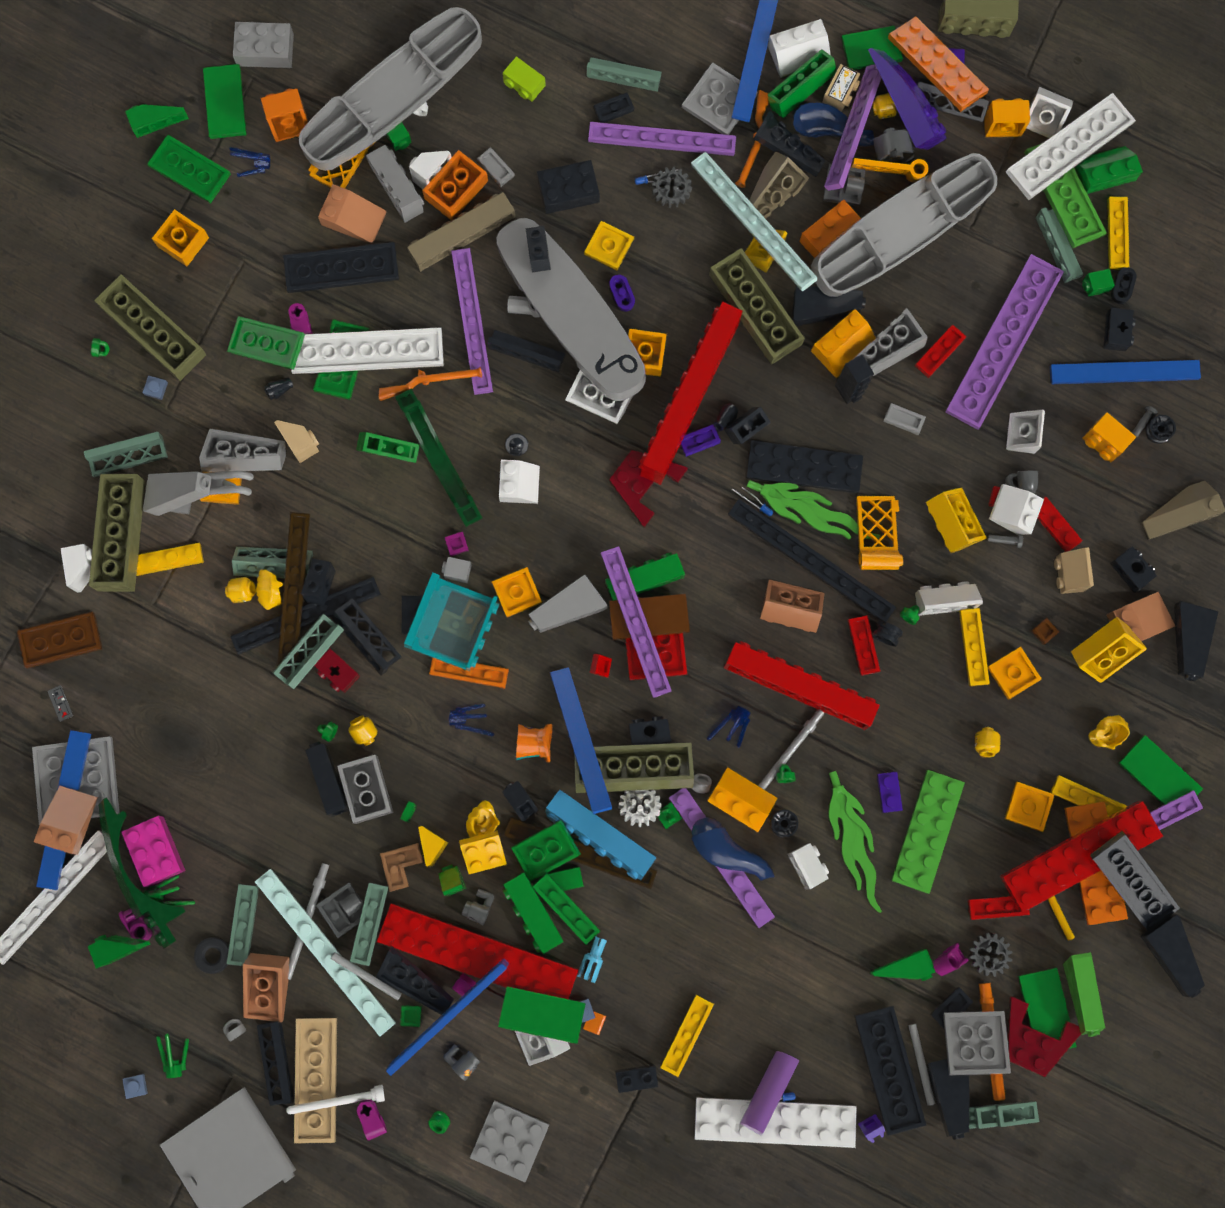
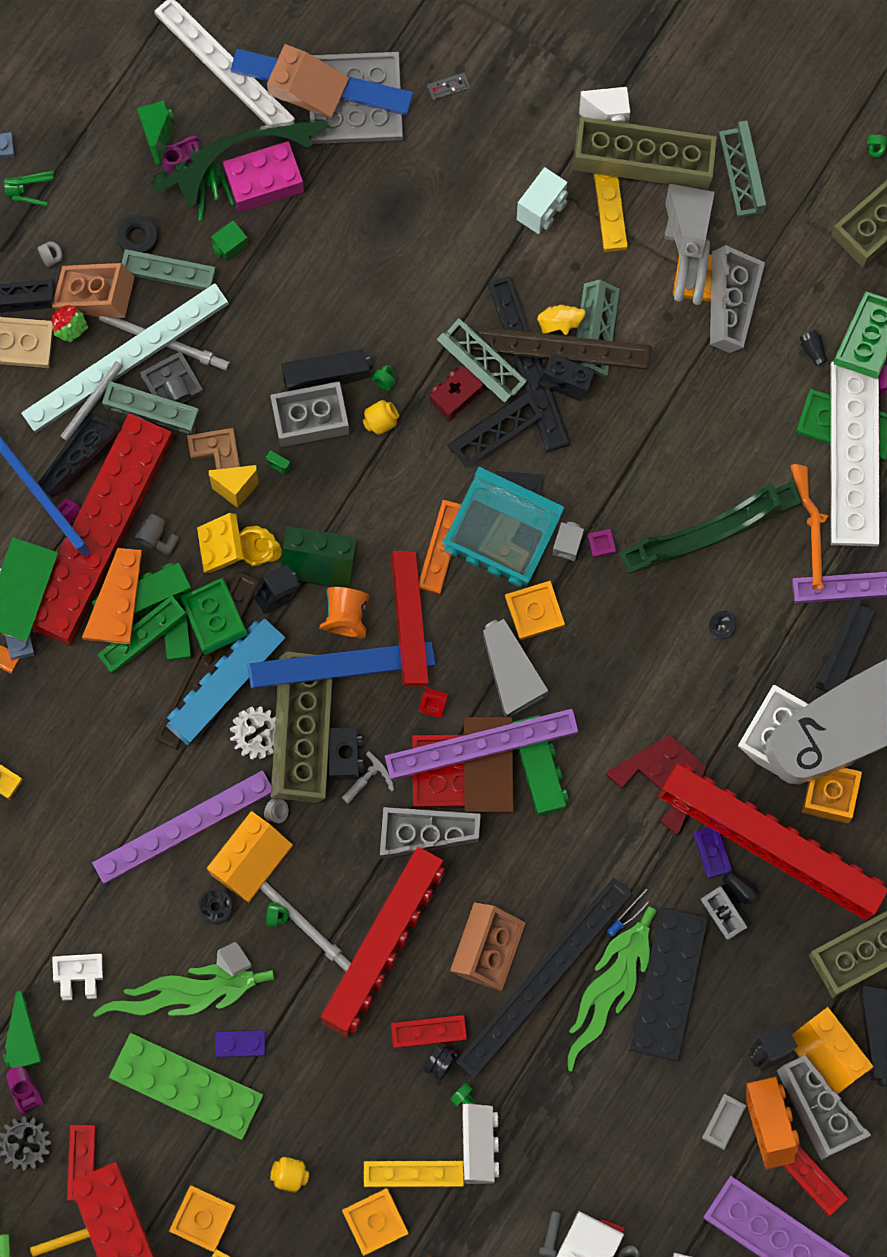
camera: 100 degrees right, 5 degrees down
(59, 639) = (523, 88): reddish brown tile -> none
(155, 387) = (824, 207): sand blue plate -> none
(160, 610) = (542, 201): none -> light aqua brick
(214, 875) = (229, 241): none -> green brick
(240, 589) = (564, 289): yellow head -> none
(298, 1004) = (68, 323): none -> piece
(299, 440) = (741, 363): tan slope -> none
(387, 447) = (729, 470): green slope -> none
(411, 1016) = (40, 450): green tile -> none
(451, 880) = (189, 503): green slope -> none
(459, 716) = (385, 530): clear blue plant -> none
(487, 770) = (319, 556): none -> dark green slope
(519, 482) = (674, 623): white slope -> none
(533, 690) = (409, 618): none -> red tile
(547, 933) = (116, 603): none -> orange wing
(593, 956) = (77, 661): medium azure arm -> none
(669, 815) = (240, 768): green tile -> none
(671, 718) = (362, 781): none -> light grey piece
(707, 663) = (427, 829): none -> light grey wedge
(721, 851) = (189, 825): dark blue animal -> none
(739, 717) = (353, 866): clear blue plant -> none
(808, 866) = (159, 928): white slope -> none
(826, 804) = (232, 959): none -> light grey slope
(846, 928) = (78, 968): none -> white plate
(878, 557) = (541, 1060): light orange piece -> none
(907, 379) = (772, 1122): none -> orange brick
(955, 519) = (582, 1171): yellow slope -> none

